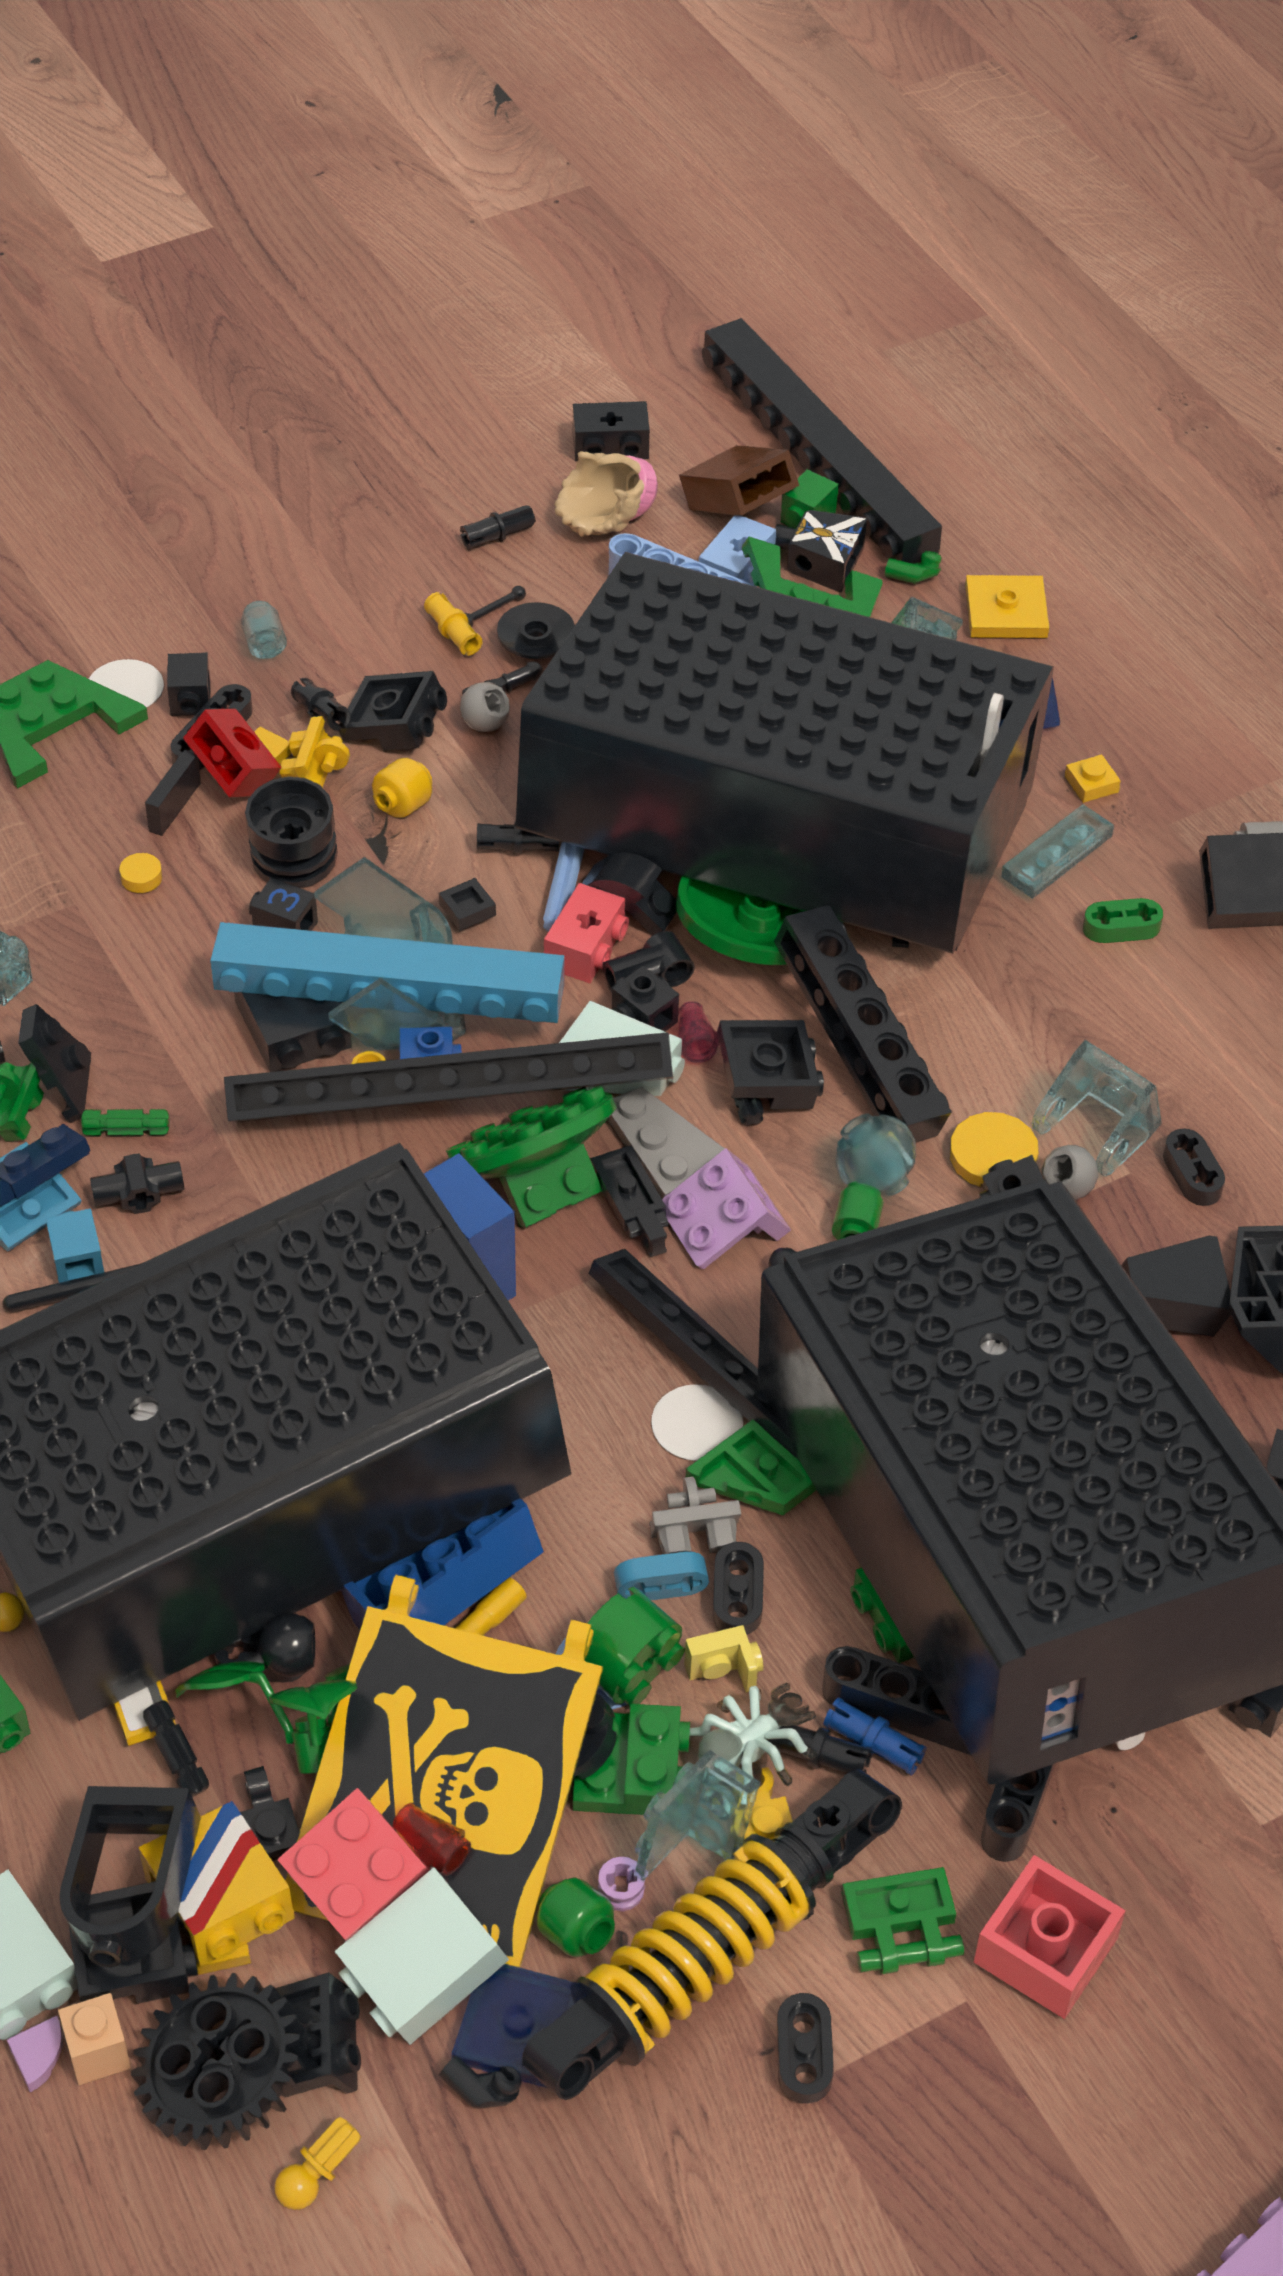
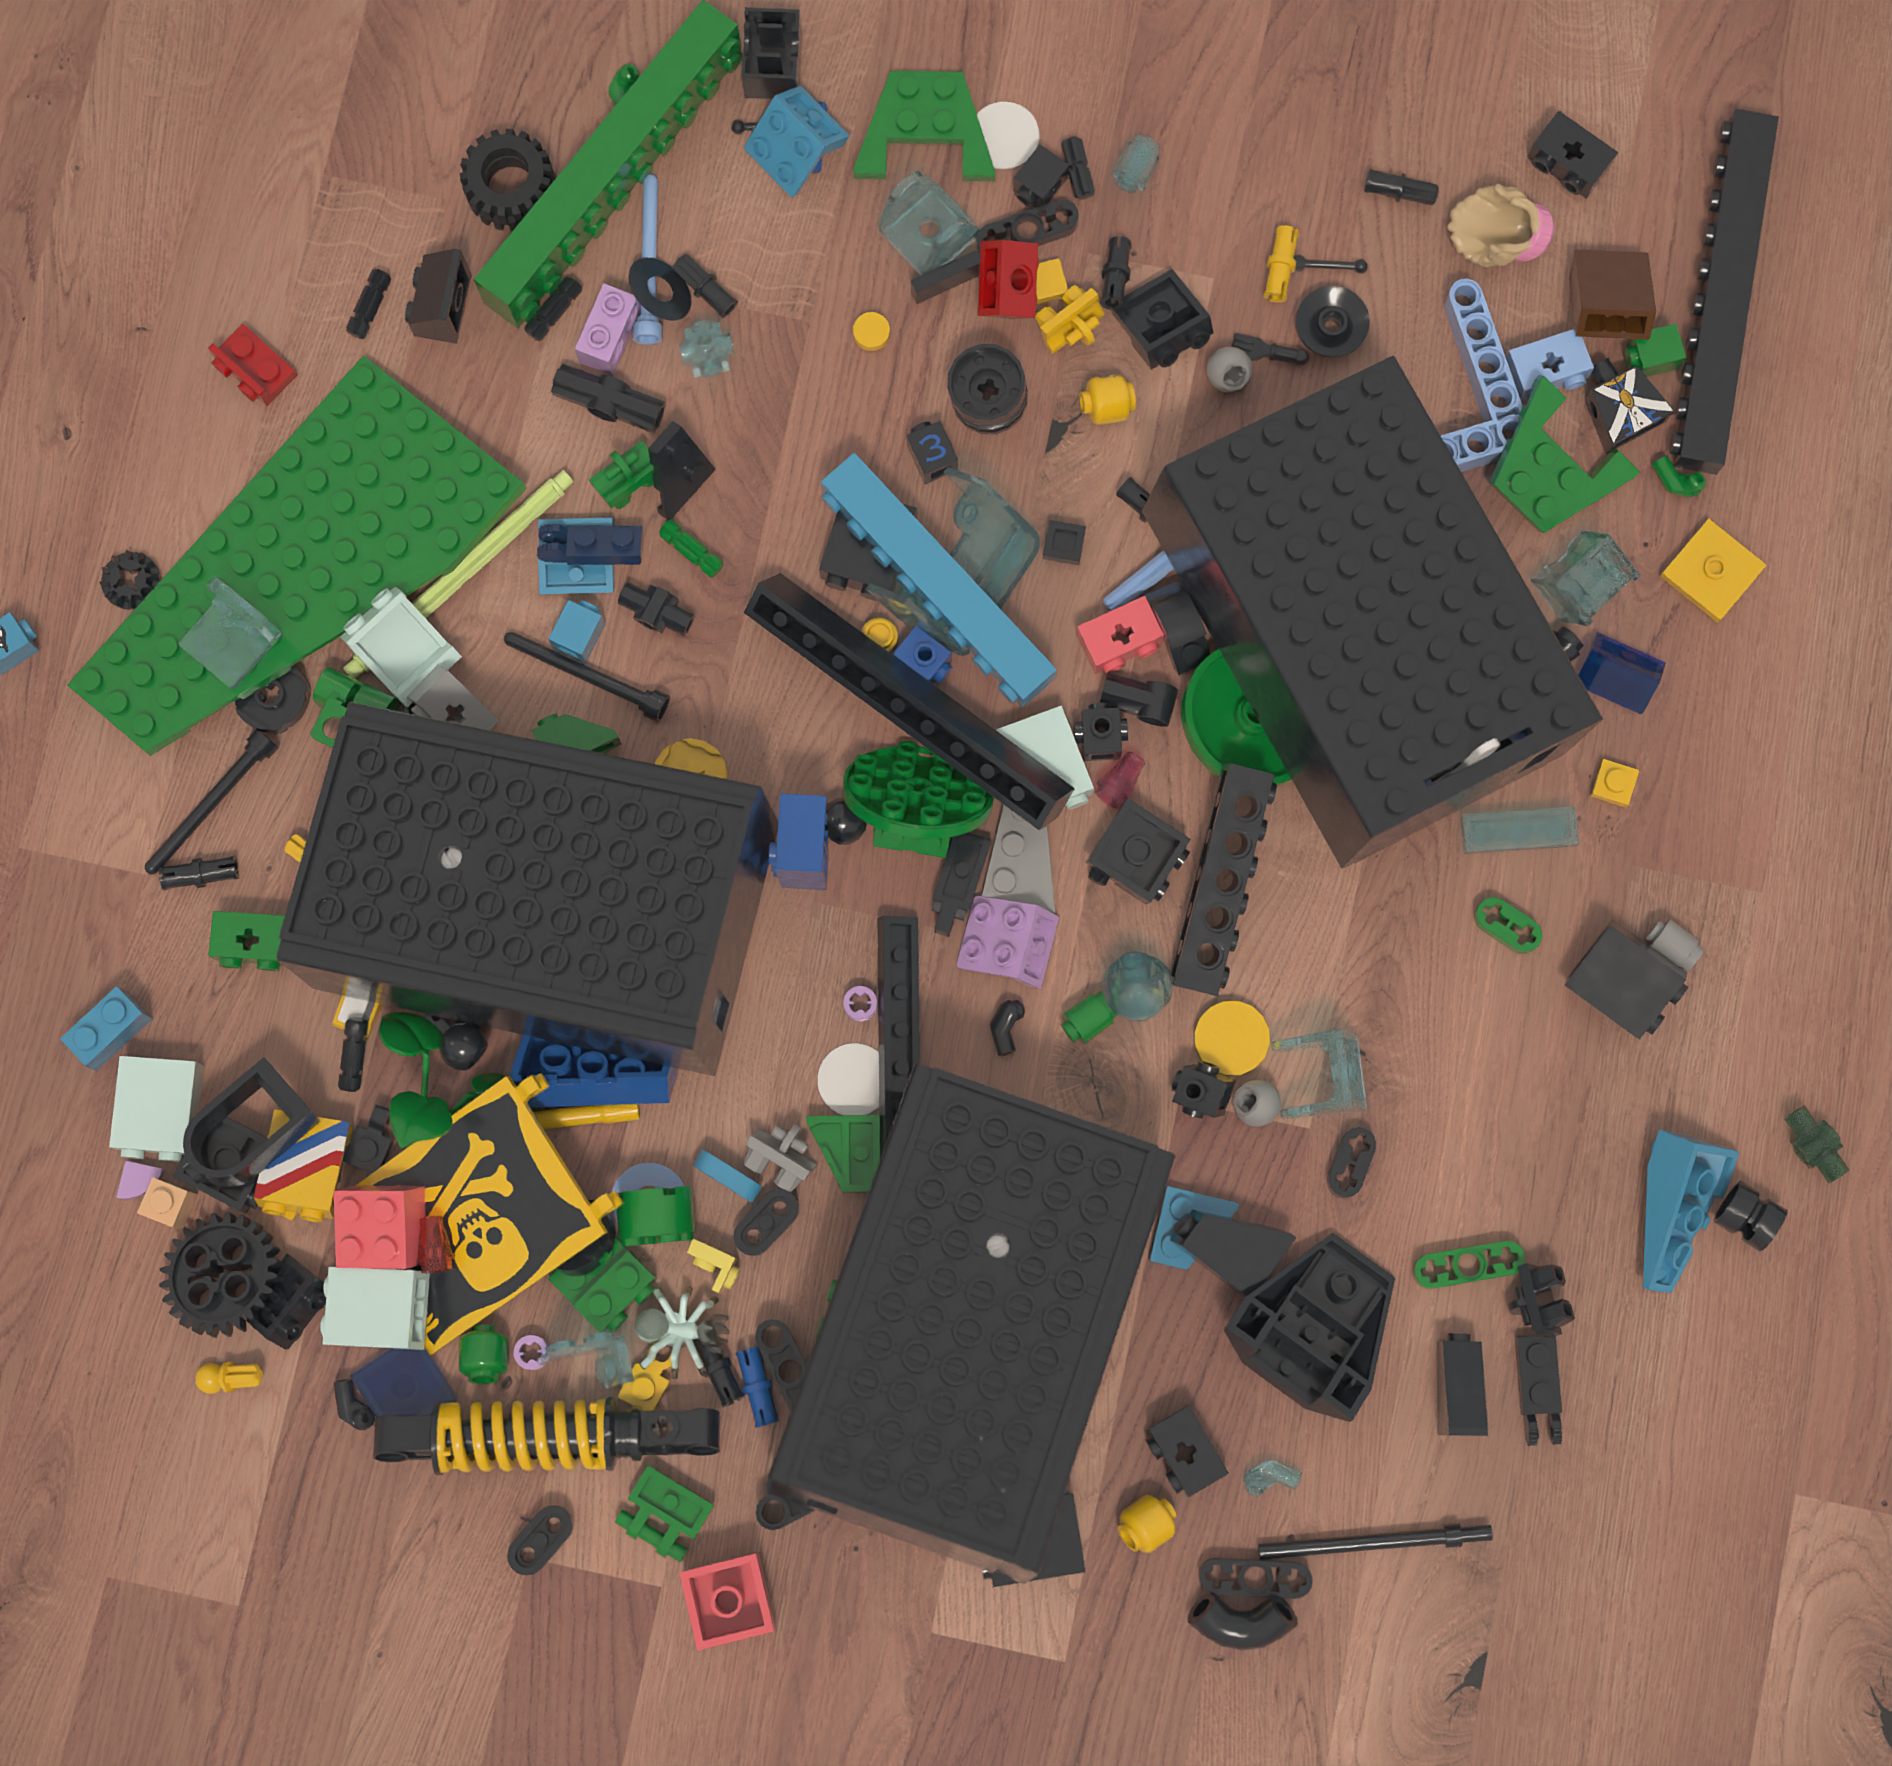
camera: 45 degrees right, 30 degrees up
(100, 762) = (921, 204): none -> clear light blue hose
(219, 666) = (1079, 175): none -> black piece
(641, 1341) = (860, 1015): none -> lavender bush

